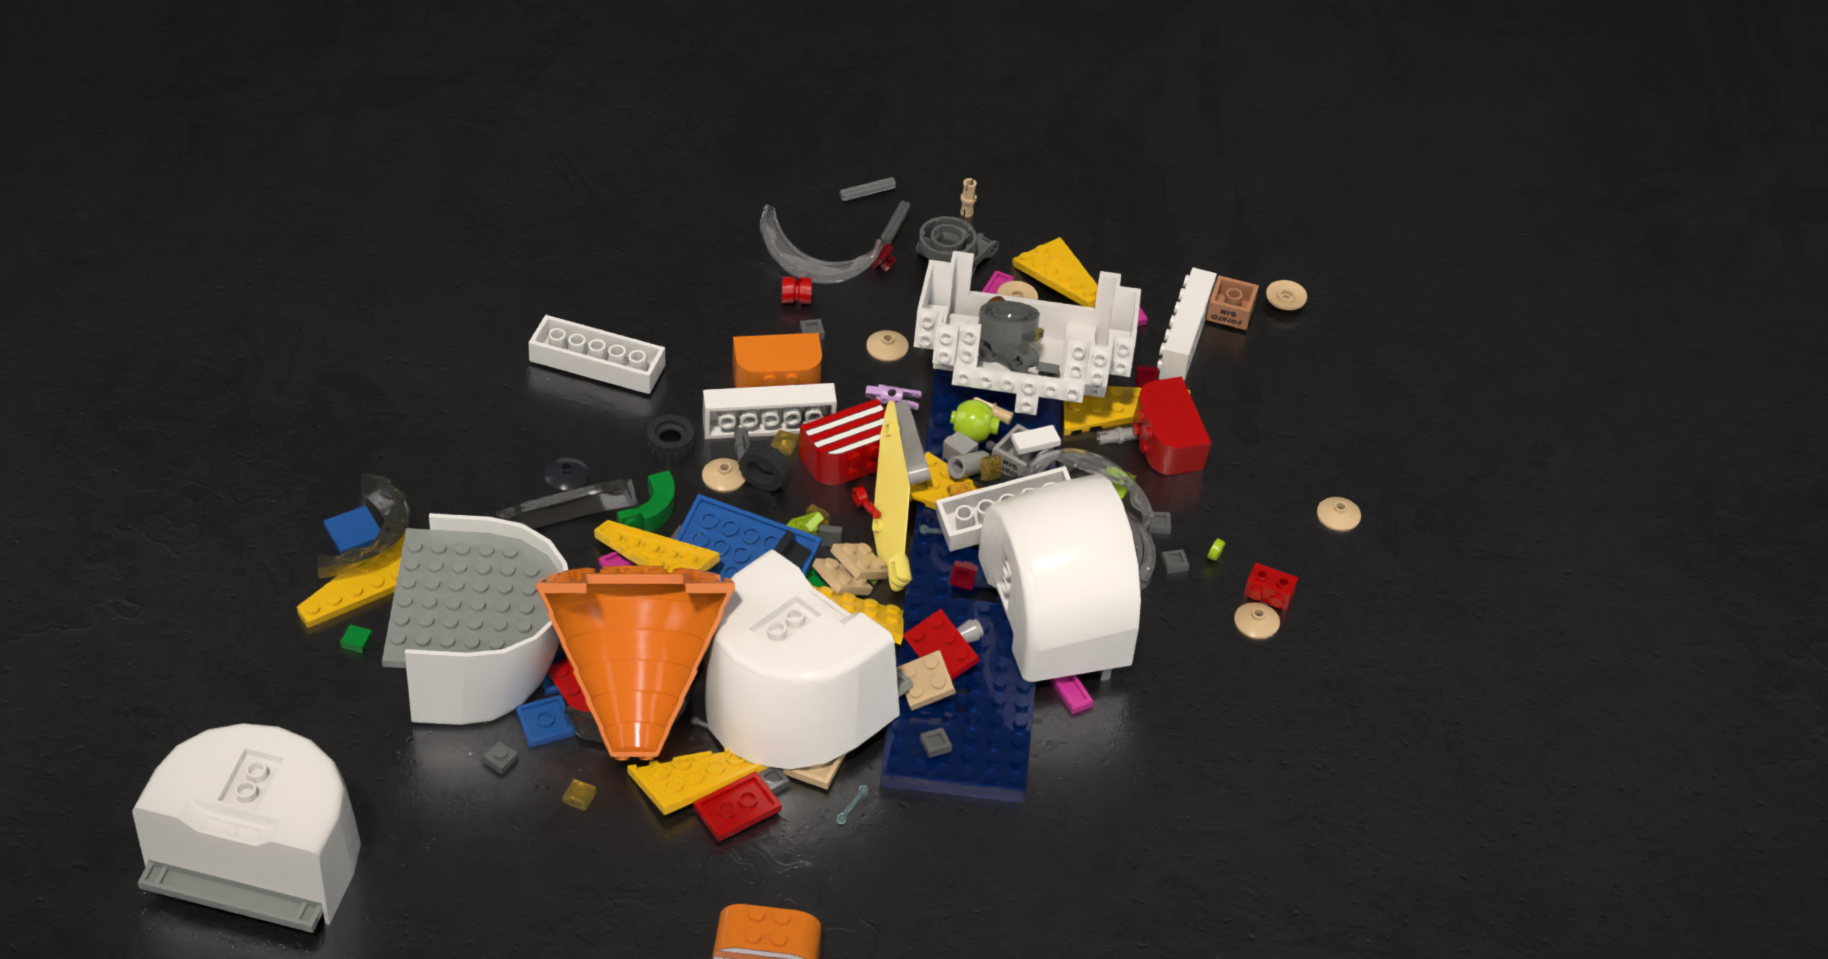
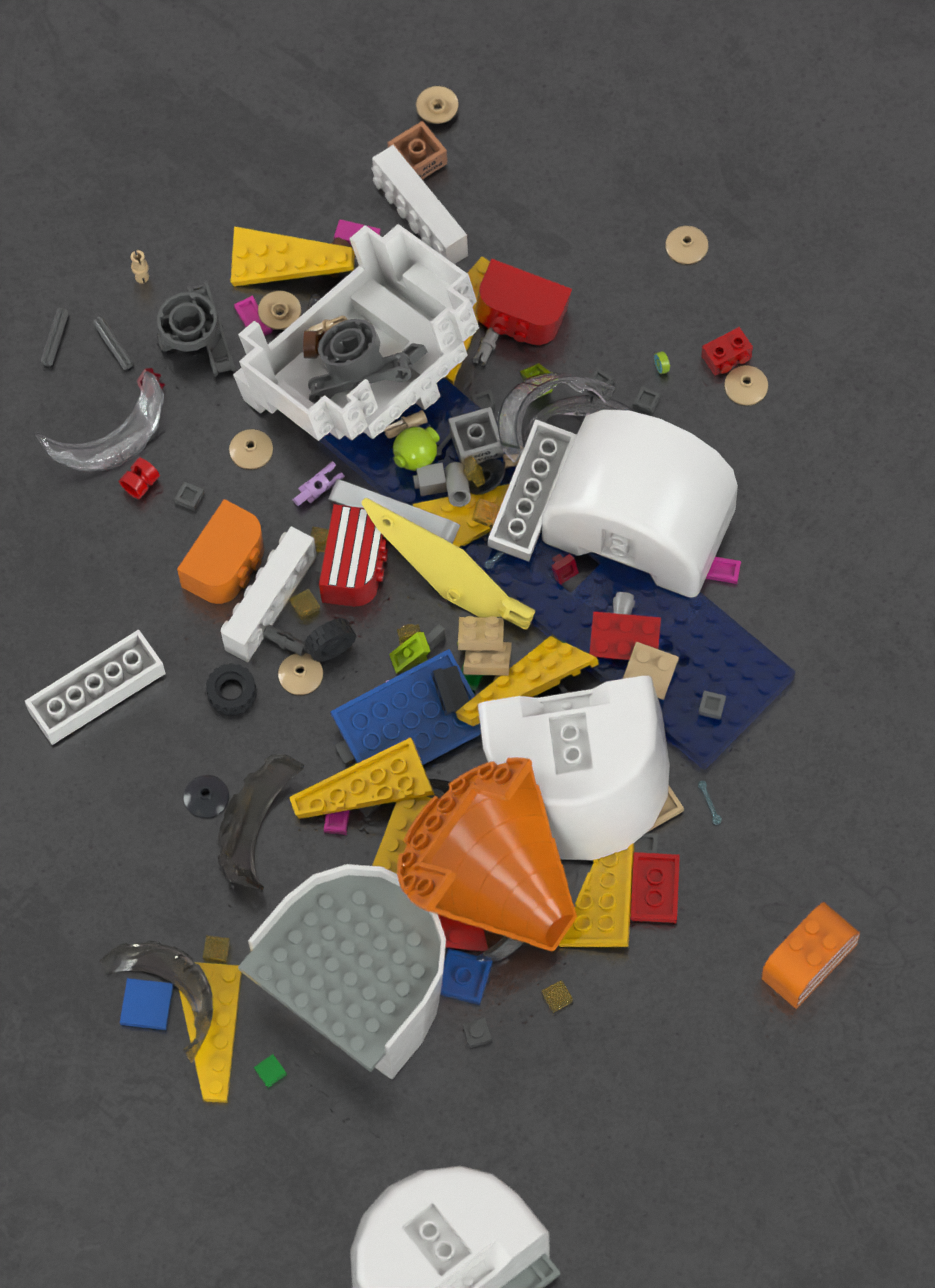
camera: 45 degrees left, 20 degrees up
(657, 510) = (297, 738): green arch -> none
(861, 499) = (411, 587): red piece -> none
(1035, 439) = (479, 418): white tile -> none

